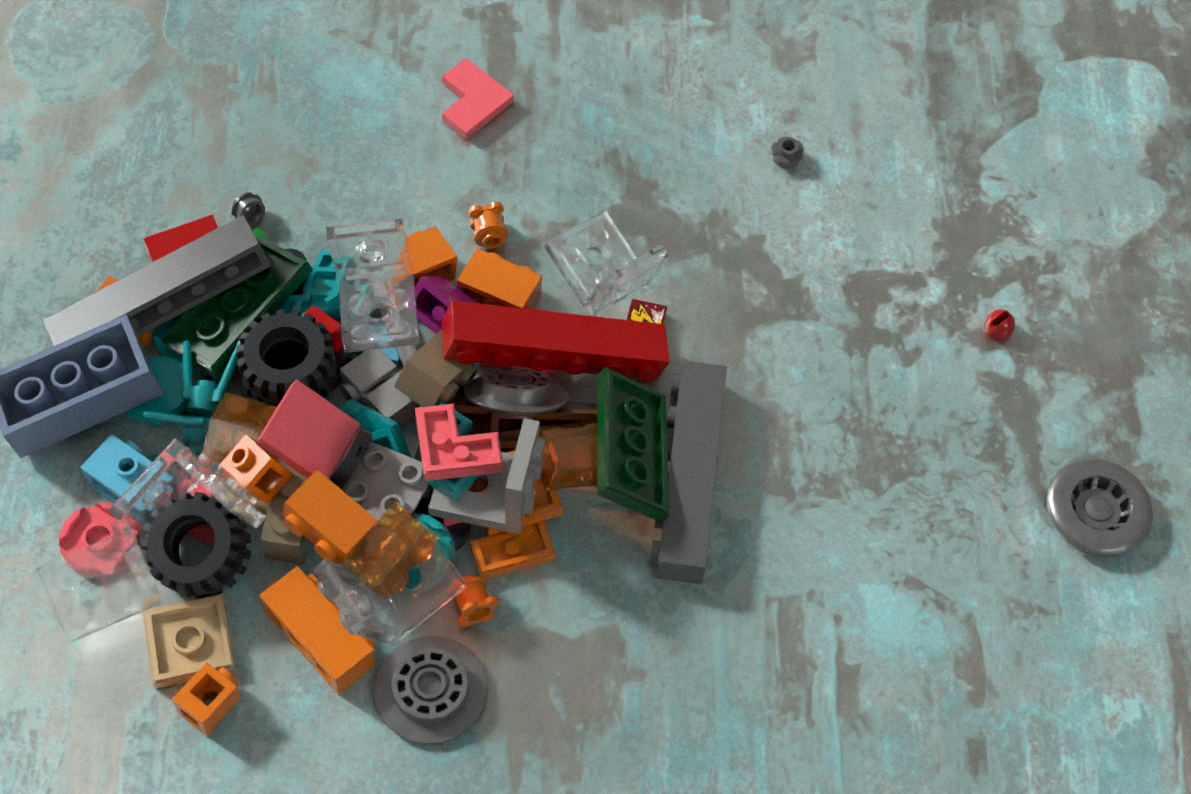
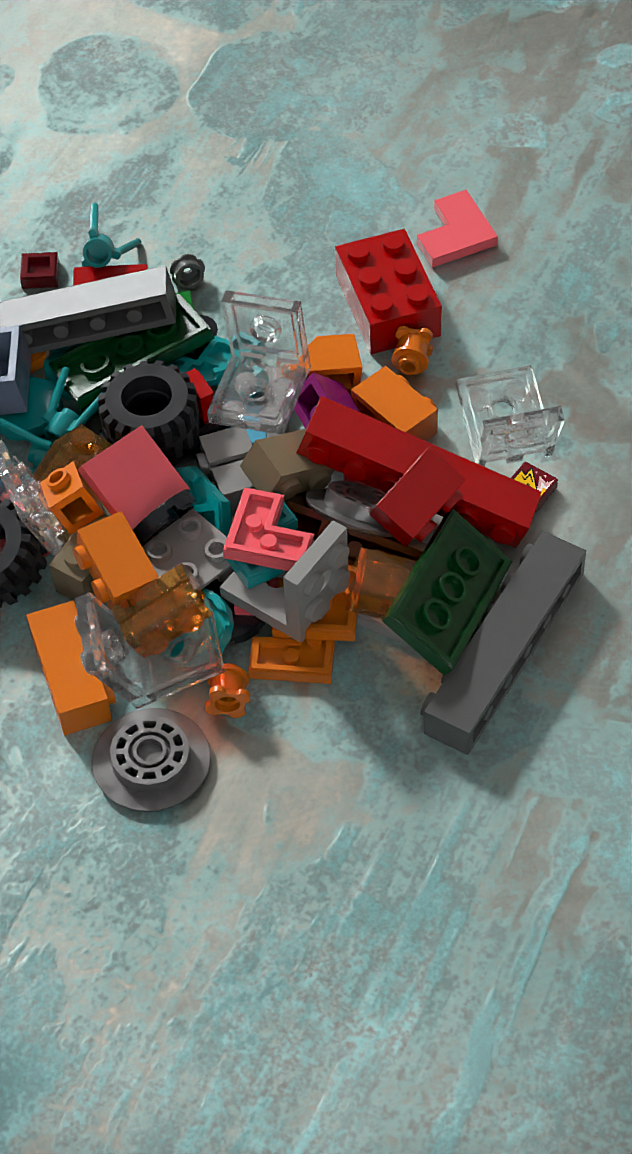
camera: 30 degrees right, 5 degrees down
(103, 248) = (39, 270): none -> dark red tile
(160, 212) = (99, 247): none -> teal plant
(441, 174) = (386, 288): none -> red brick
(575, 368) = (417, 497): none -> red brick

